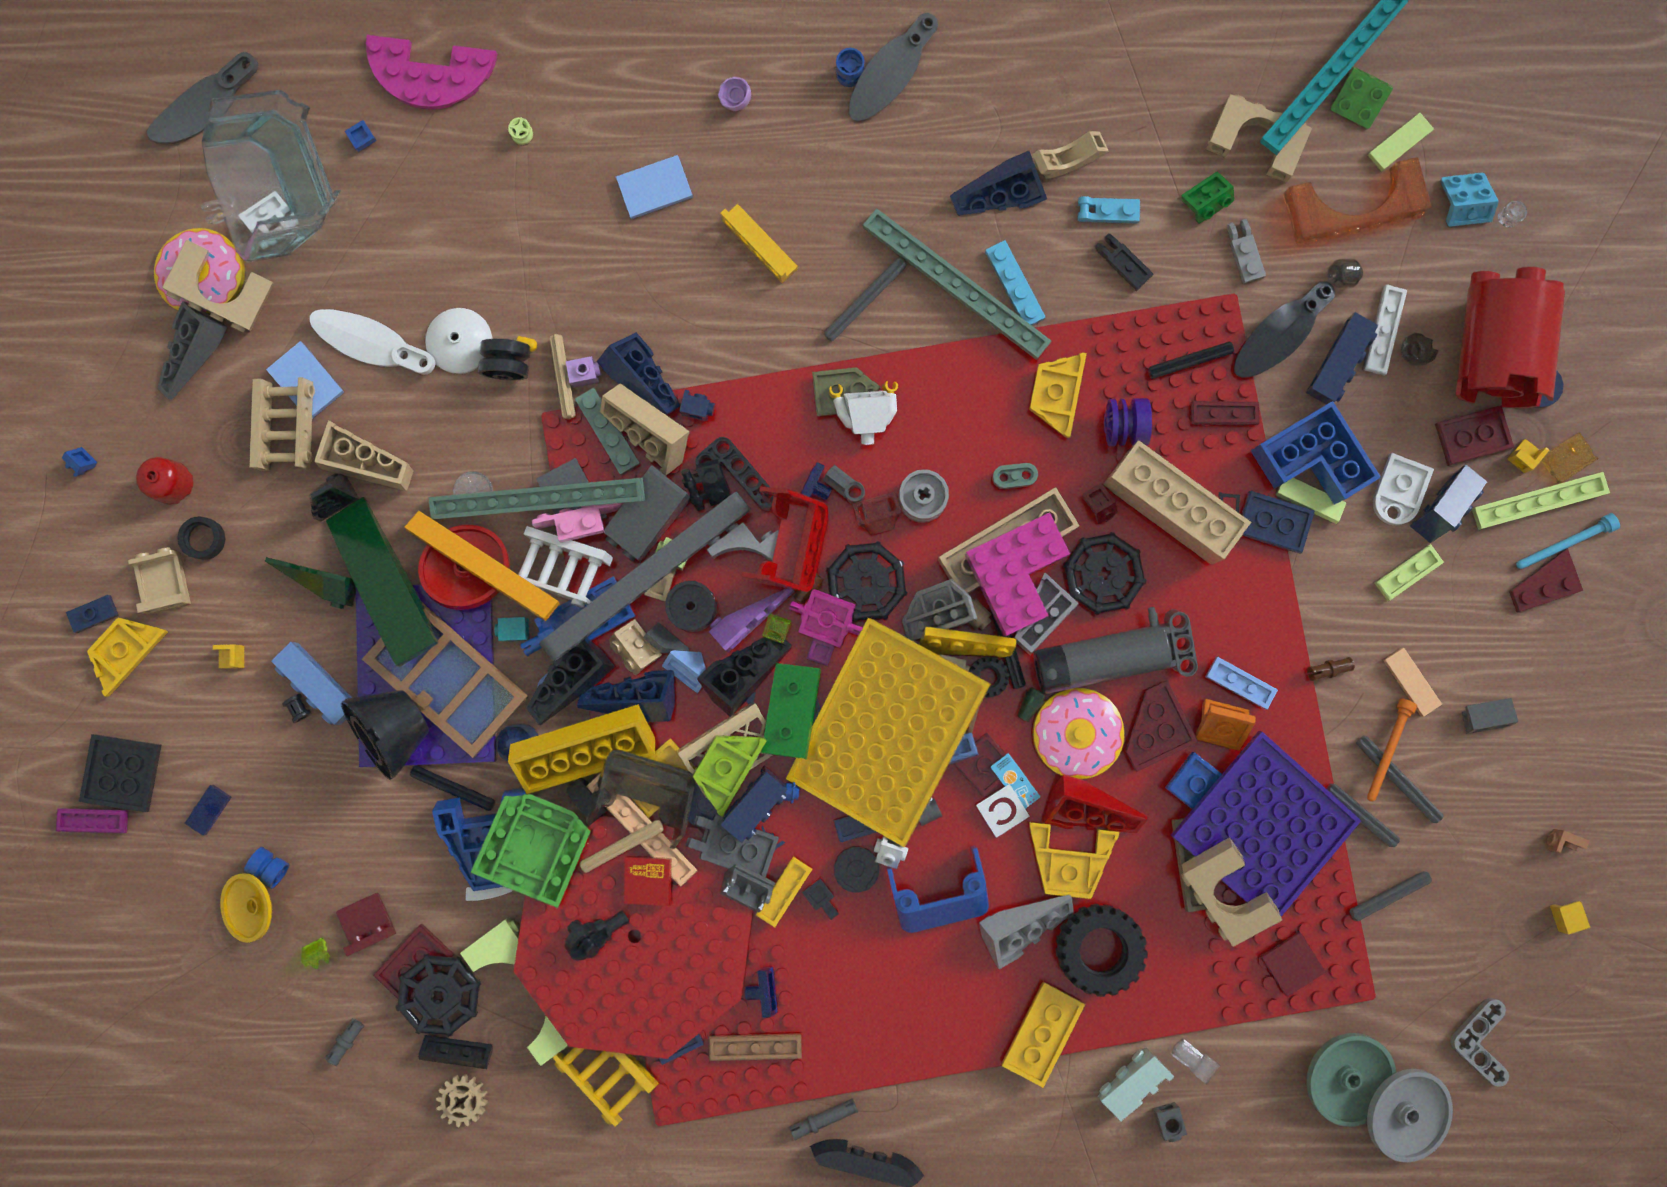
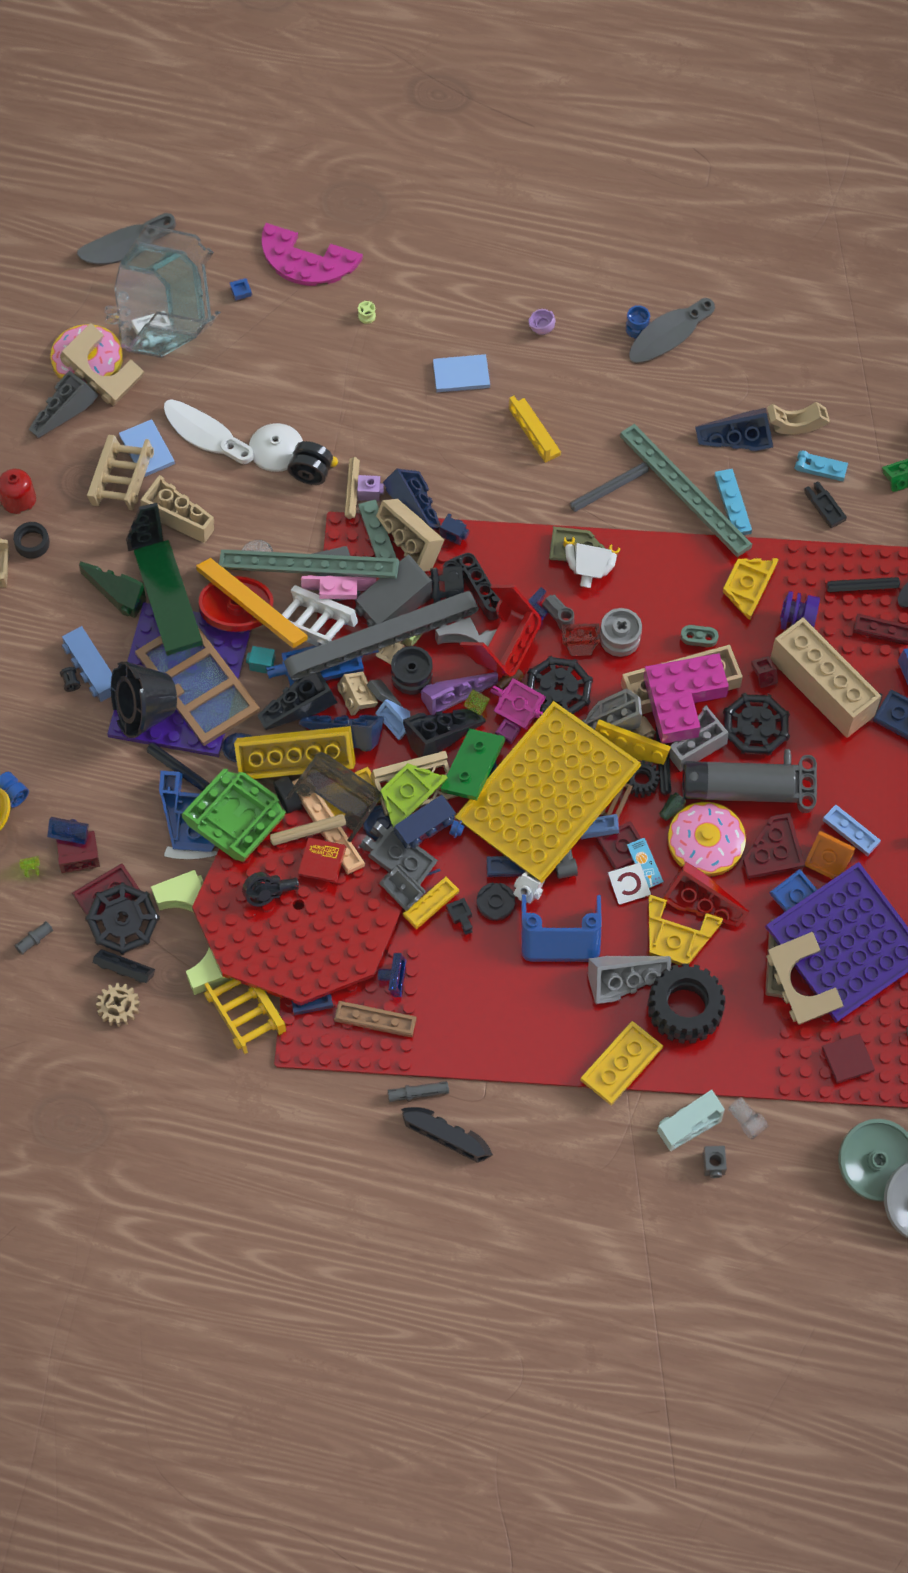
camera: 10 degrees right, 20 degrees down
(230, 656) = (28, 628): yellow panel -> none
(346, 905) = (68, 830): none -> clear blue tile

